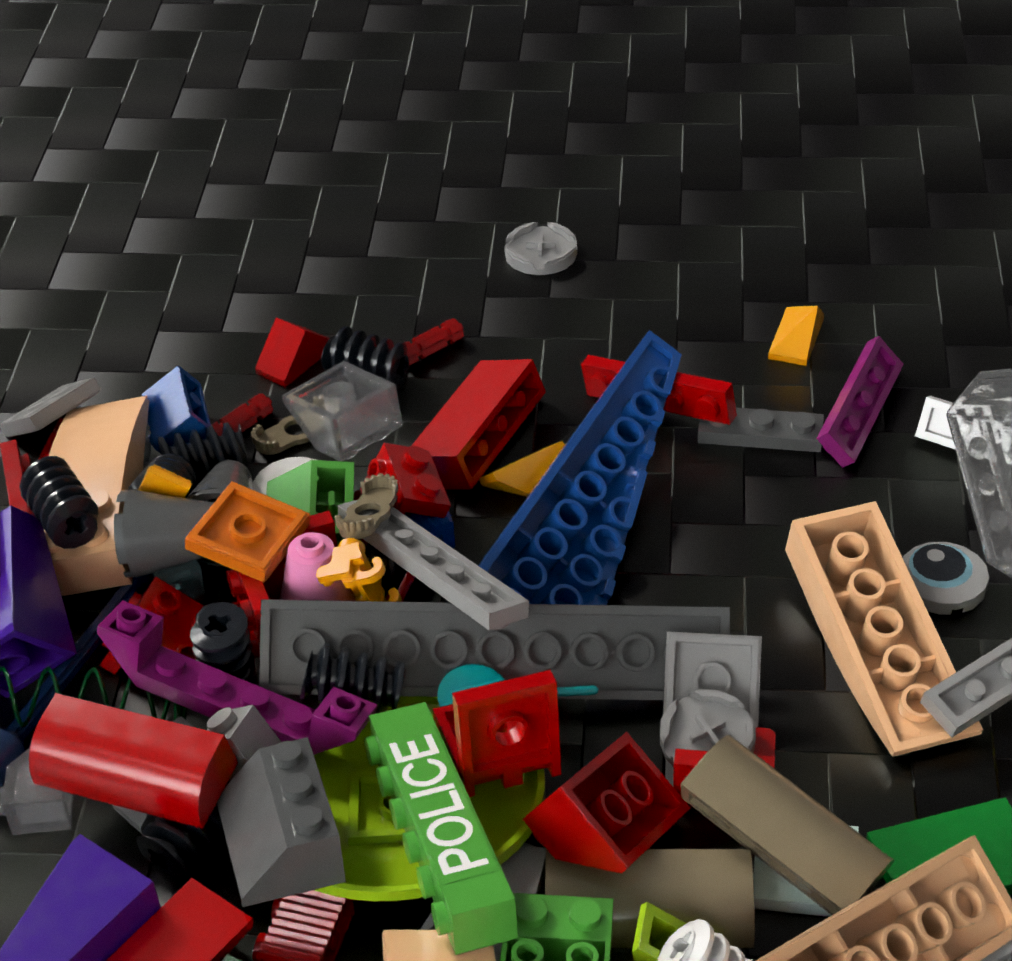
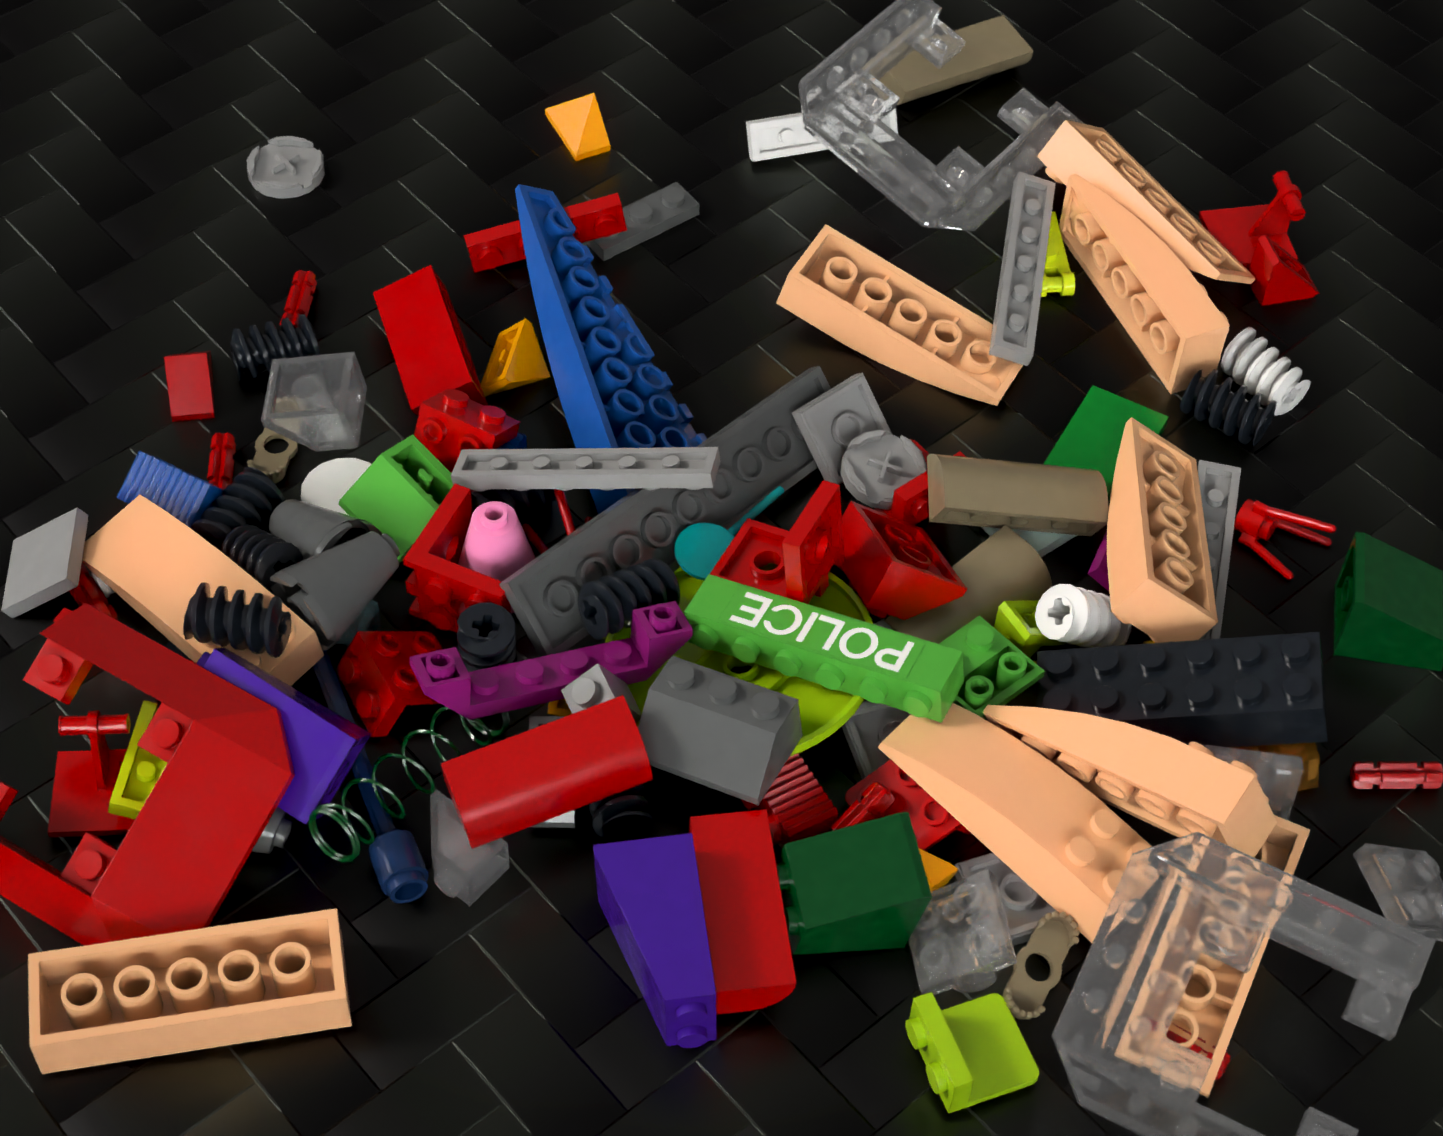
camera: 50 degrees left, 10 degrees up
(164, 482) = (295, 548): light orange slope -> none
(247, 531) = (423, 539): orange tile -> none
(356, 572) = (540, 522): light orange piece -> none
(378, 494) = (478, 446): dark tan piece -> none
(860, 402) = (694, 156): magenta plate -> none
(947, 576) = (898, 247): tile -> none

